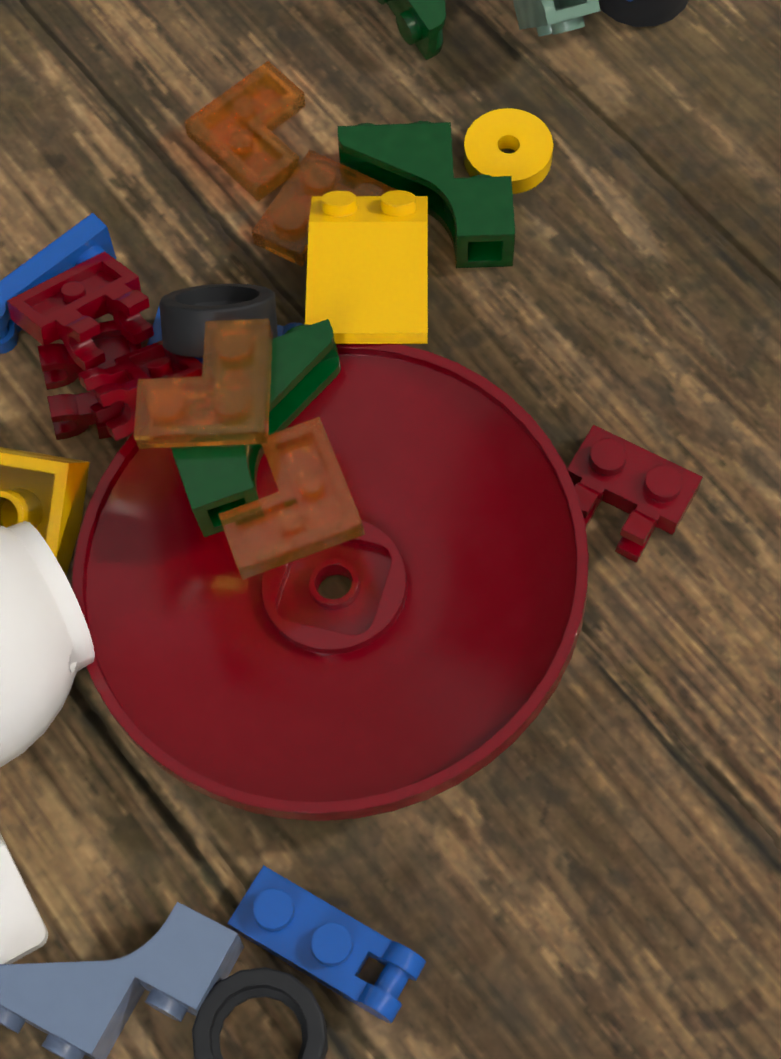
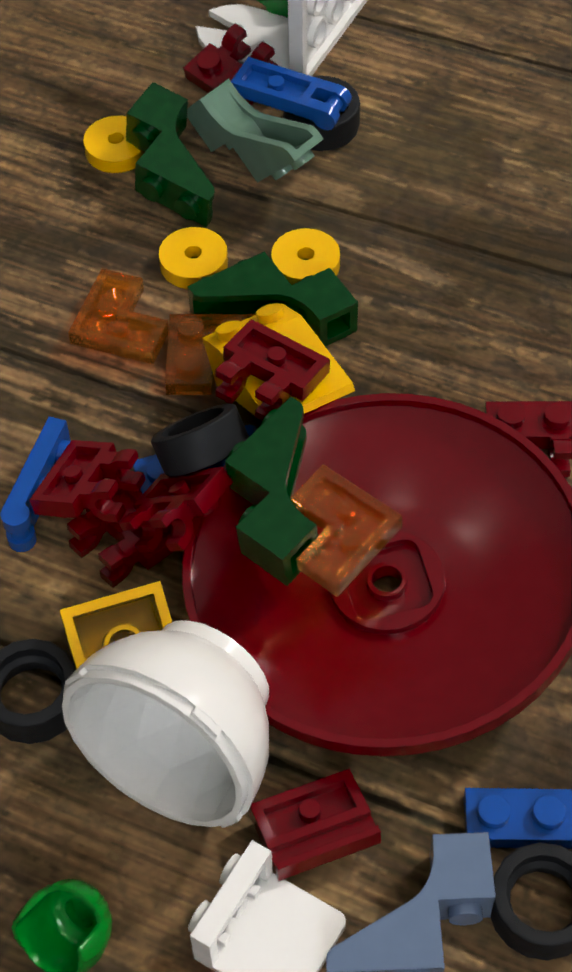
camera: 30 degrees left, 10 degrees down
(78, 817) = (315, 824): none -> dark red plate
(220, 407) = (257, 479): clear orange plate -> none
(349, 264) = (273, 358): none -> dark red plate
(383, 72) = (182, 245): none -> yellow piece

